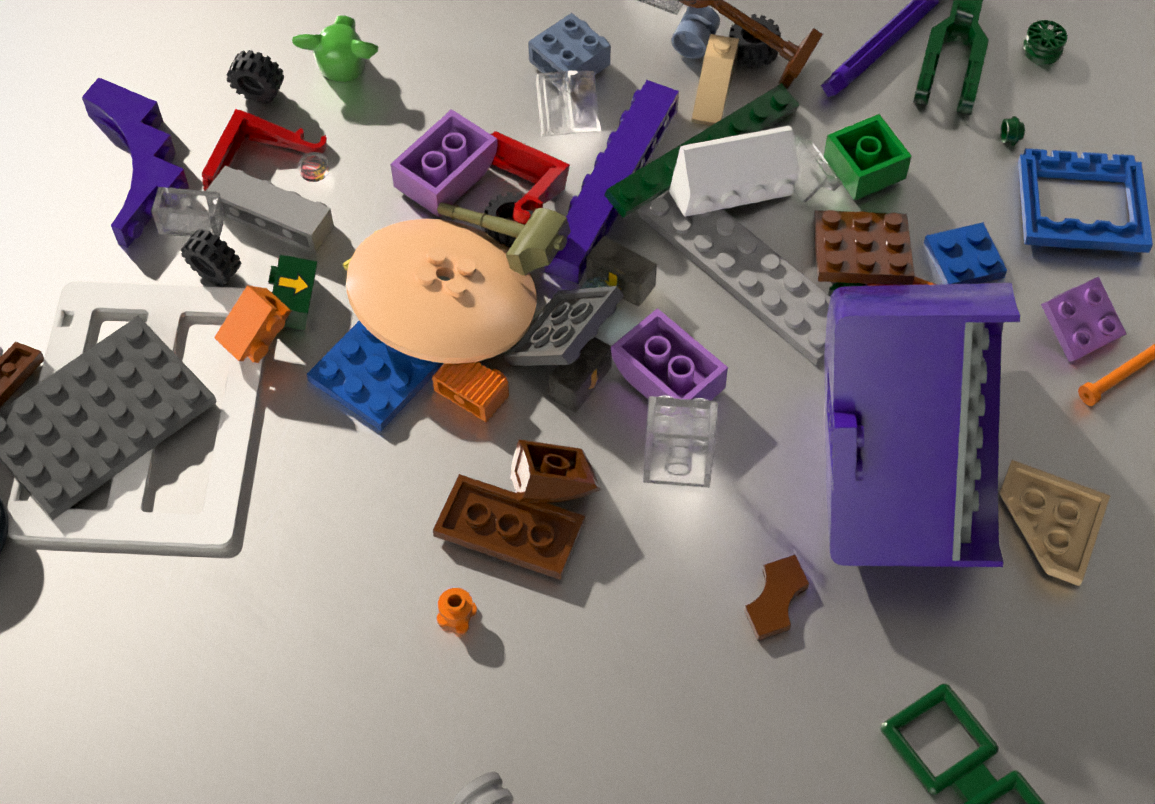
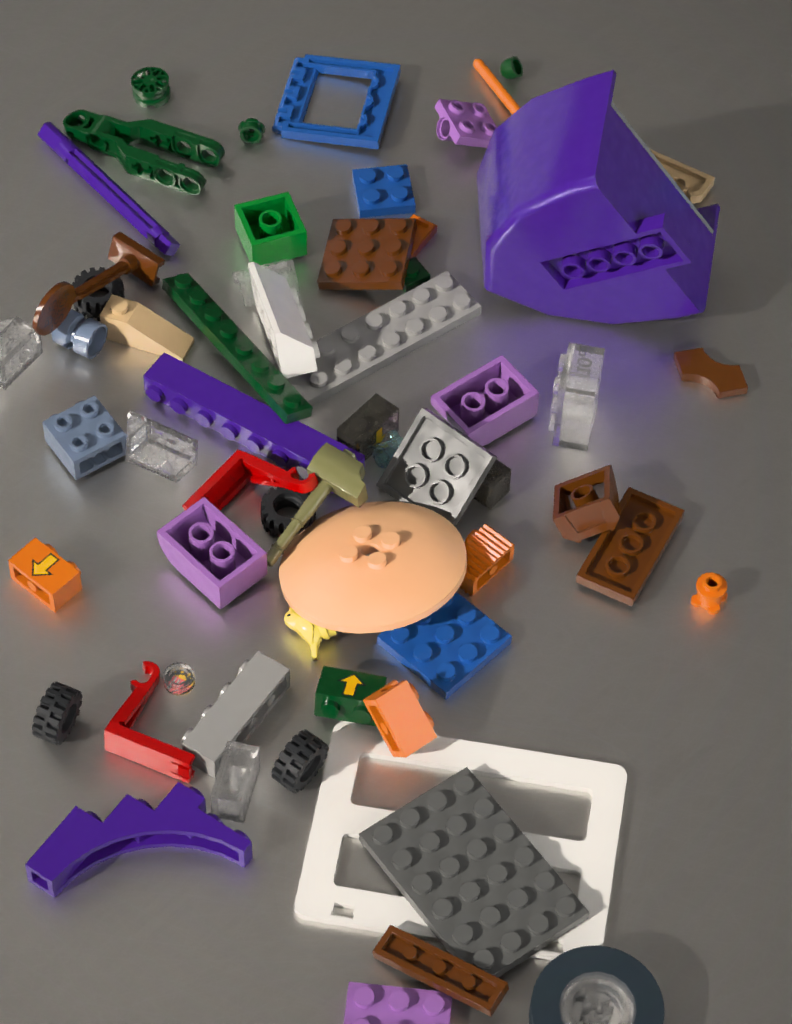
camera: 85 degrees left, 5 degrees down
(338, 50) = (36, 633): bright green piece -> none
(412, 51) = (45, 574): none -> orange brick

